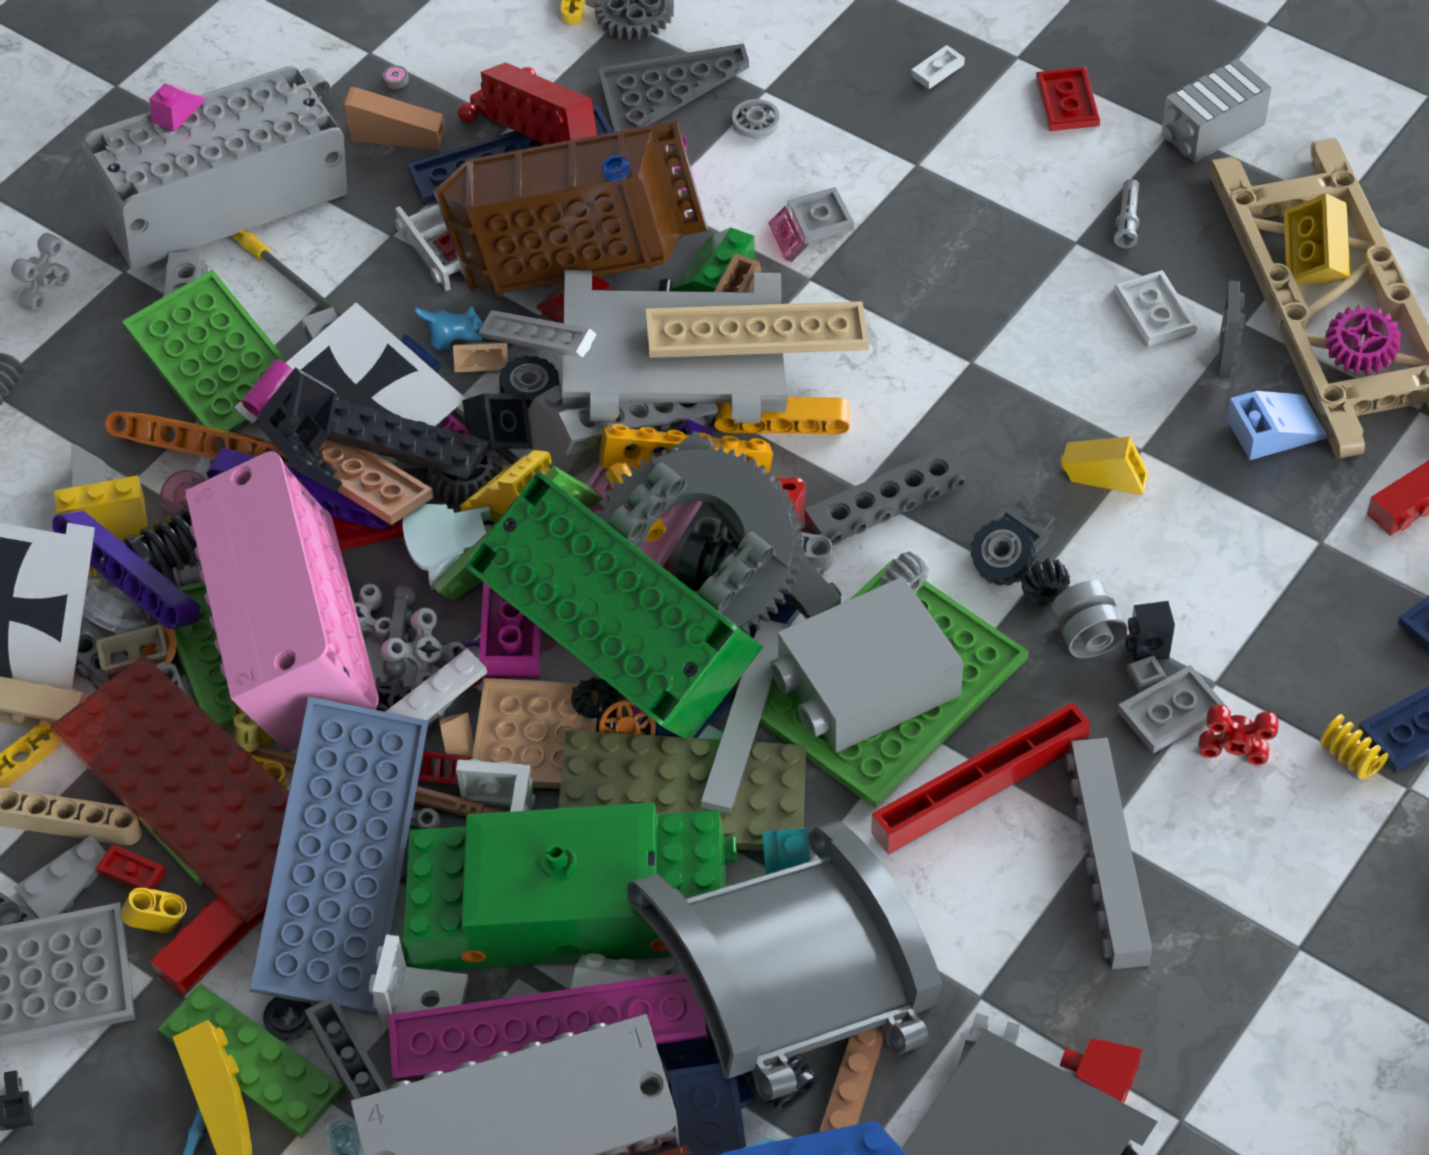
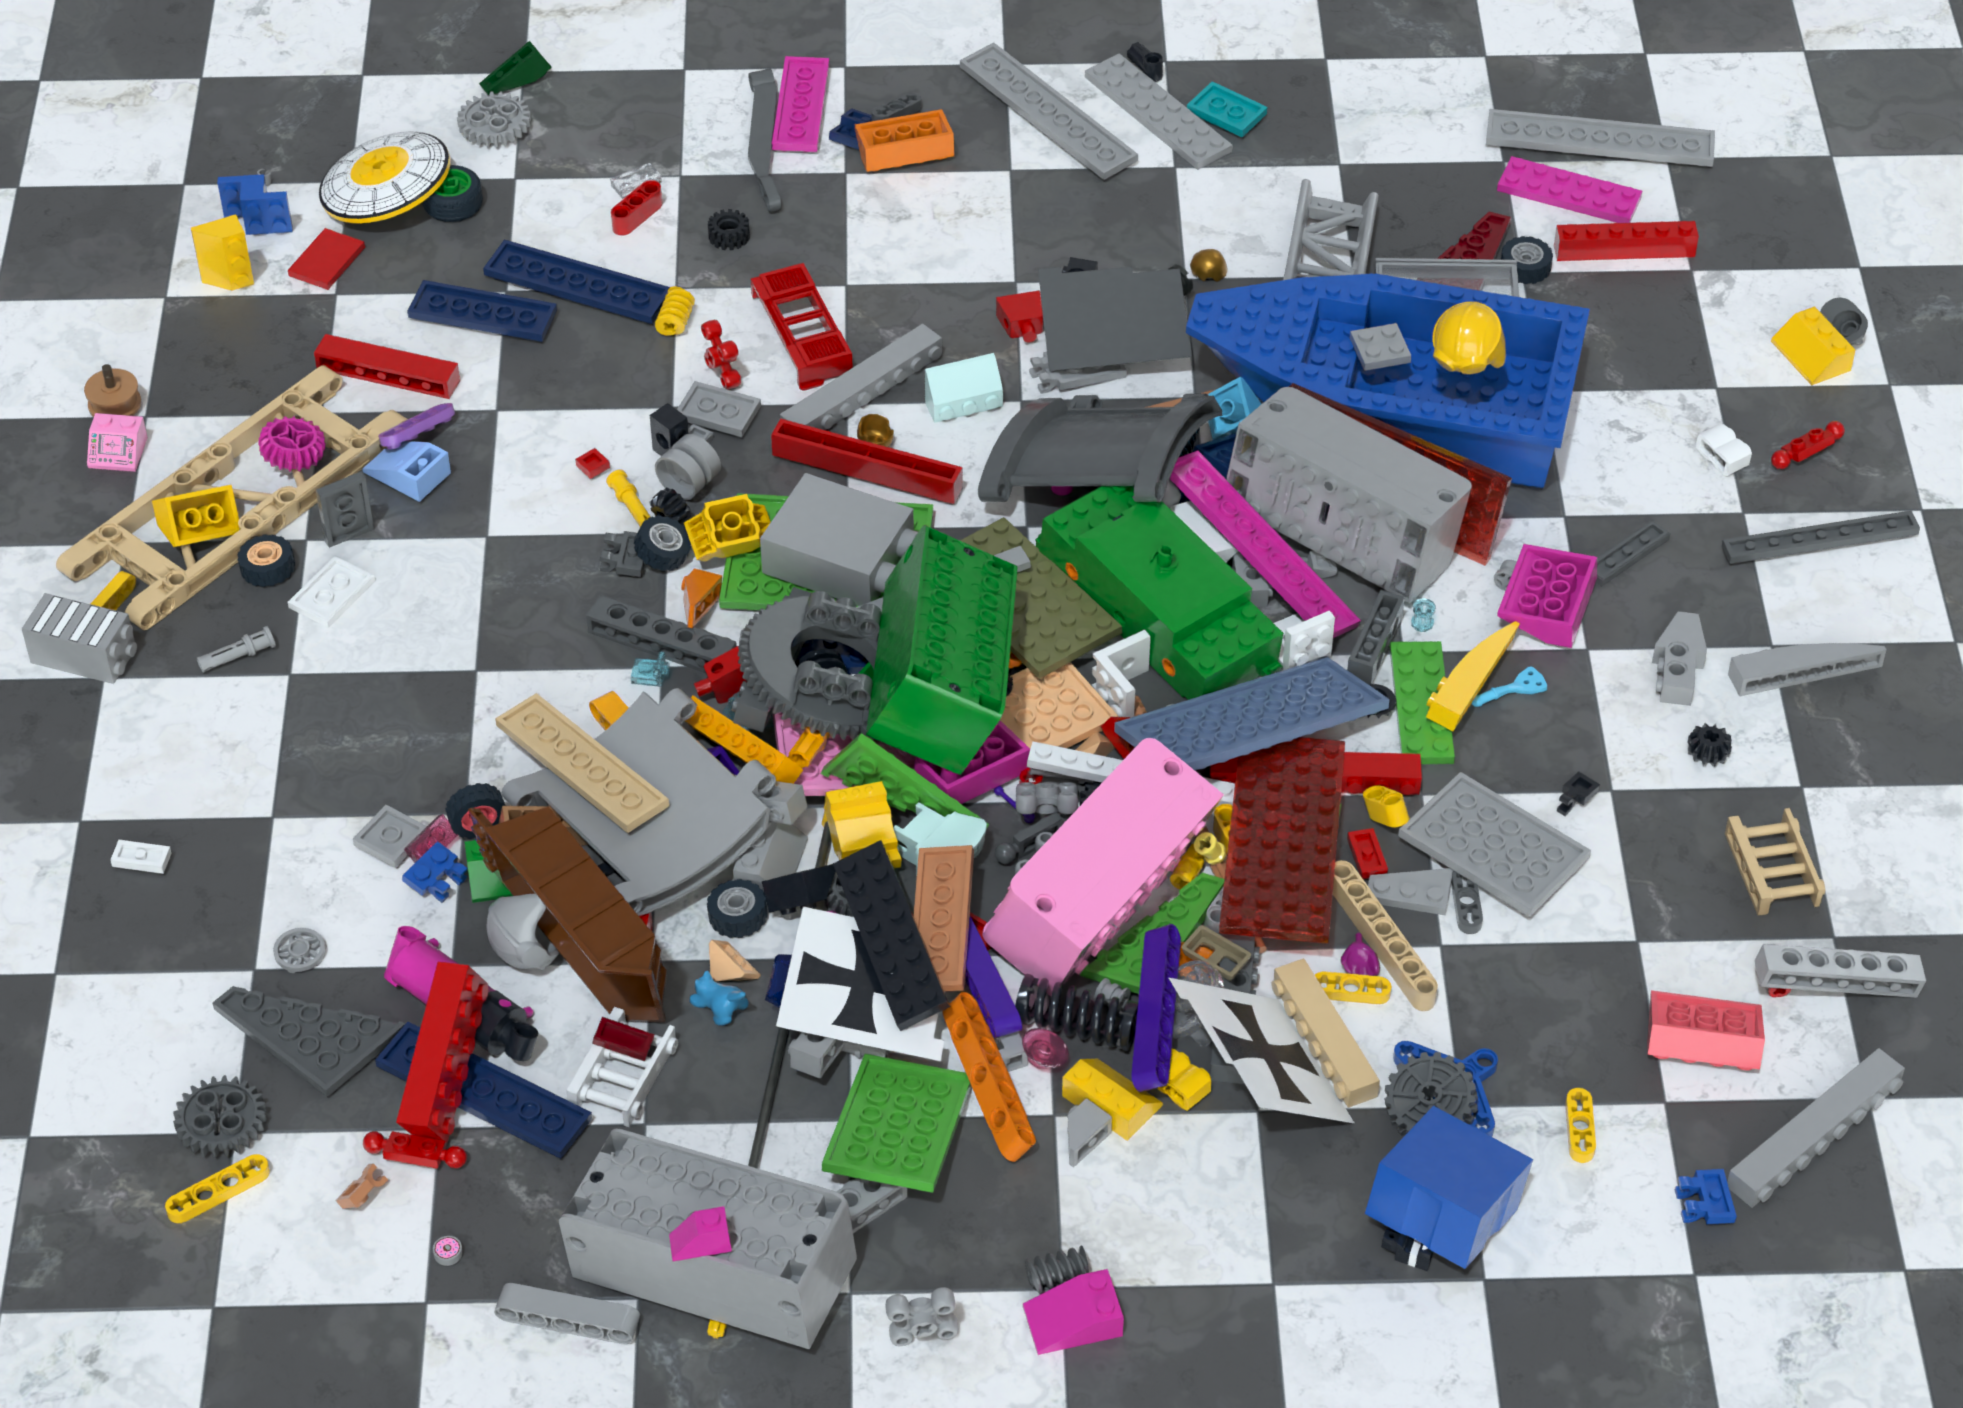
camera: 130 degrees left, 5 degrees down
(37, 777) = (1360, 958): none -> magenta piece
(266, 387) = (911, 1030): dark pink pin -> none
(300, 422) = (954, 937): black bracket -> none
(391, 122) = (520, 1194): nougat slope -> none
(492, 49) = (357, 1191): none -> nougat plate
(537, 333) = (699, 898): white plate -> none
(615, 168) = (553, 822): clear blue tile -> none
(756, 215) = (427, 871): none -> blue plate
(784, 257) = (476, 796): none -> black wheel
(785, 848) = (1020, 517): teal plate -> none
(856, 470) = (650, 671): none -> clear light blue bracket
(905, 533) = (700, 593): none -> orange slope
(908, 566) = (742, 566): light grey gear -> none
(968, 602) = (727, 528): none -> yellow slope
(1016, 928) = (963, 388): none -> light aqua slope
(1021, 814) = (875, 429): none -> pearl gold hair
(1067, 99) = (115, 758): red tile -> none
(1104, 570) = (626, 494): none -> yellow pin
(1106, 464) = (529, 531): yellow slope -> none
(1171, 566) = (592, 463): none -> red plate
(1223, 266) = (266, 560): none -> black wheel
(1260, 157) = (116, 591): none -> yellow beam
(1311, 861) = (816, 355): none -> red piece
(1326, 449) = (420, 423): none -> medium lavender plate

